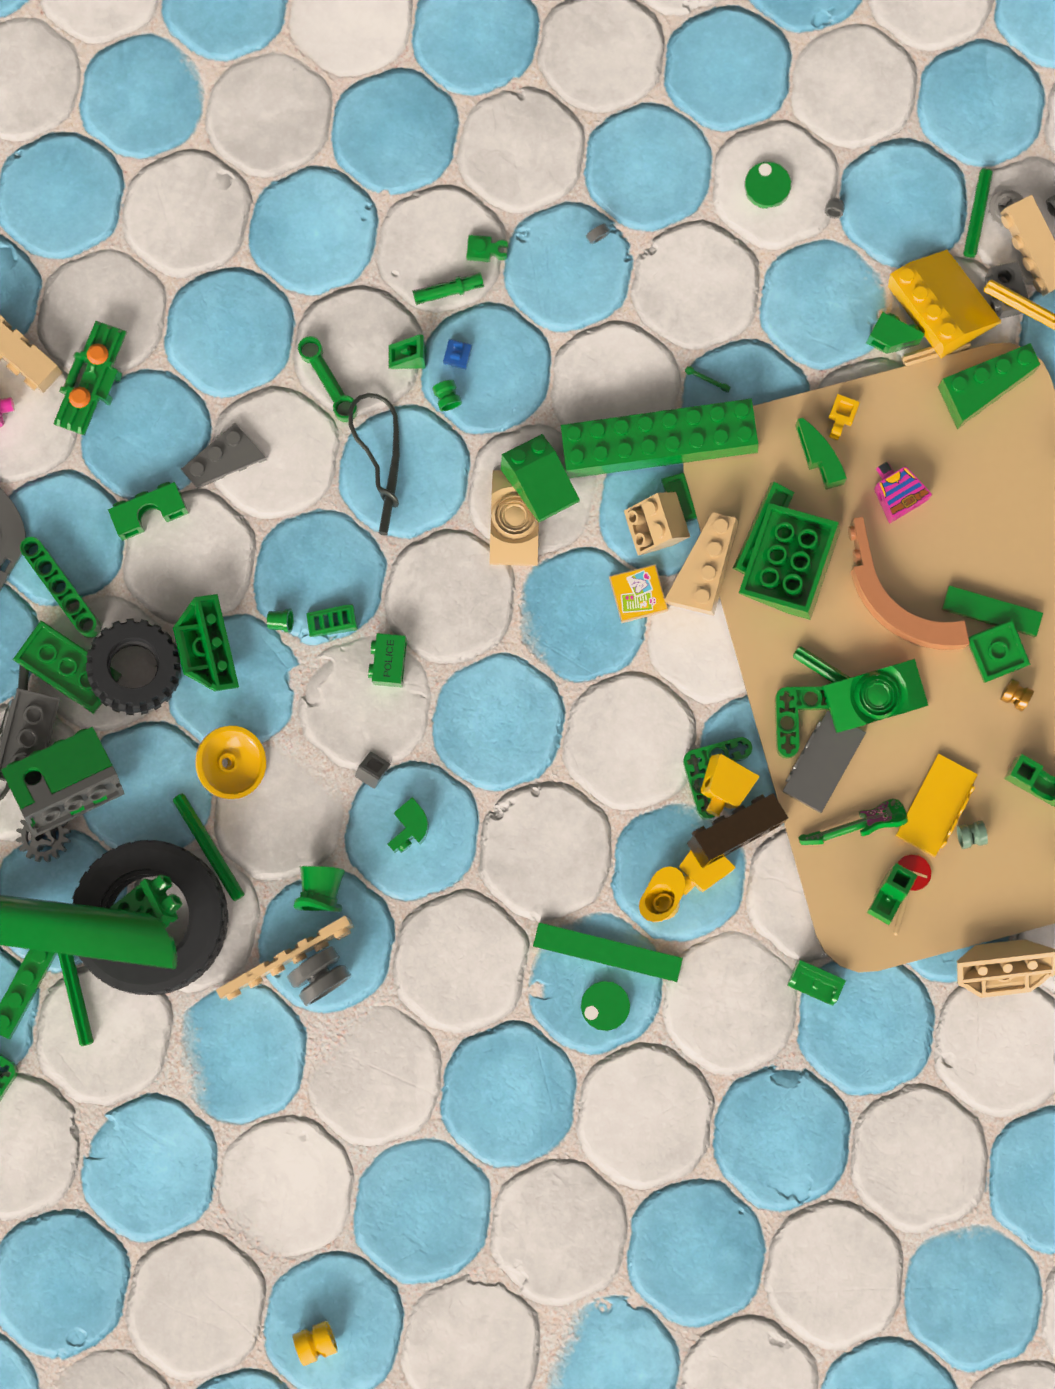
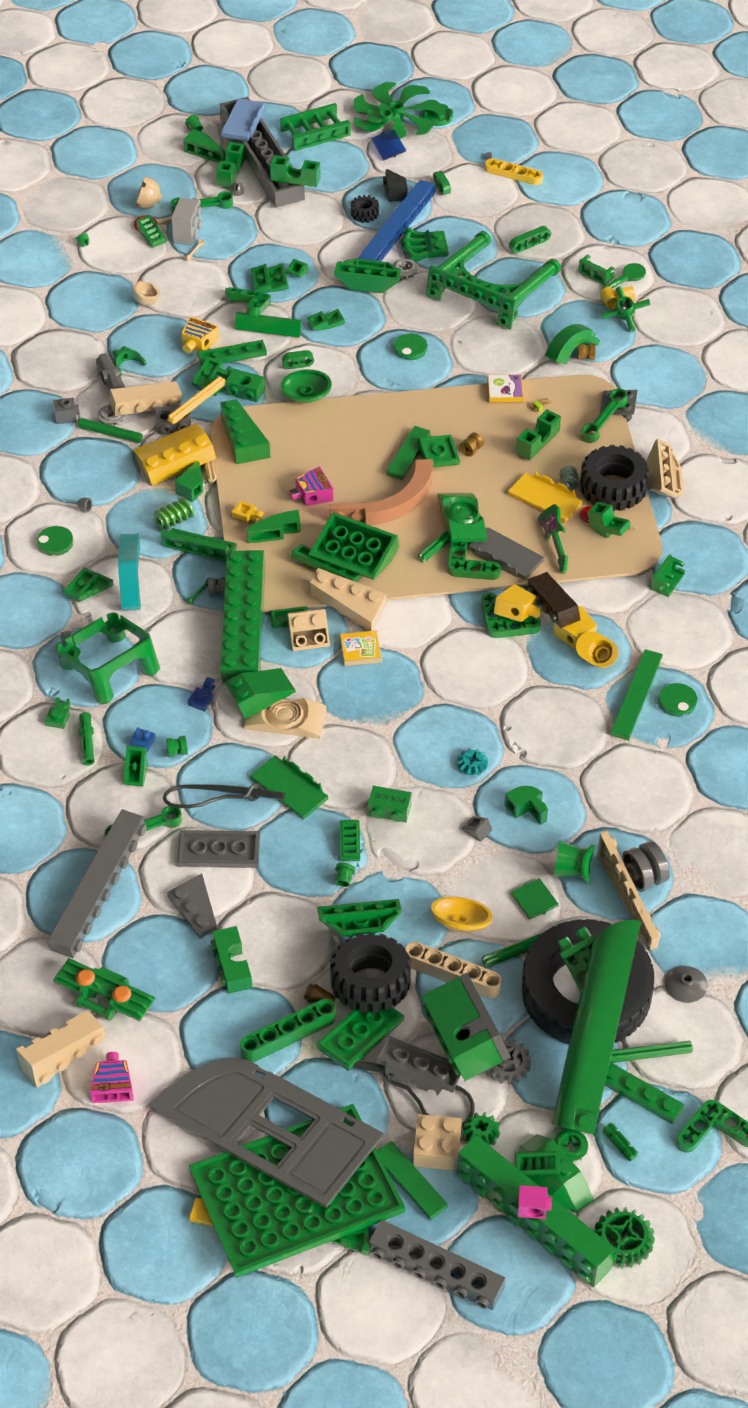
camera: 85 degrees left, 30 degrees down
(110, 612) = (316, 993): none -> dark brown cone
(161, 773) = (446, 962): none -> tan beam
(187, 1039) = (686, 991): none -> dark grey dish
(232, 342) = (97, 884): none -> dark grey brick
(276, 848) = (534, 899): none -> green piece
(306, 471) = (219, 849): none -> dark grey tile
(408, 539) = (301, 789): none -> green piece
(478, 763) = (477, 766): none -> teal gear
(531, 412) = (202, 697): none -> clear blue plate
(572, 324) = (115, 632): none -> green piece
(694, 238) = (87, 584): none -> green wing
(712, 394) = (212, 586): none -> dark grey wheel
(721, 279) = (128, 571): none -> teal beam
(777, 357) = (197, 544): none -> green fence
(829, 323) = (173, 512): none -> bright green piece
(1001, 147) = (65, 410): none -> dark grey brick
(1008, 890) = (618, 462): none -> black tyre

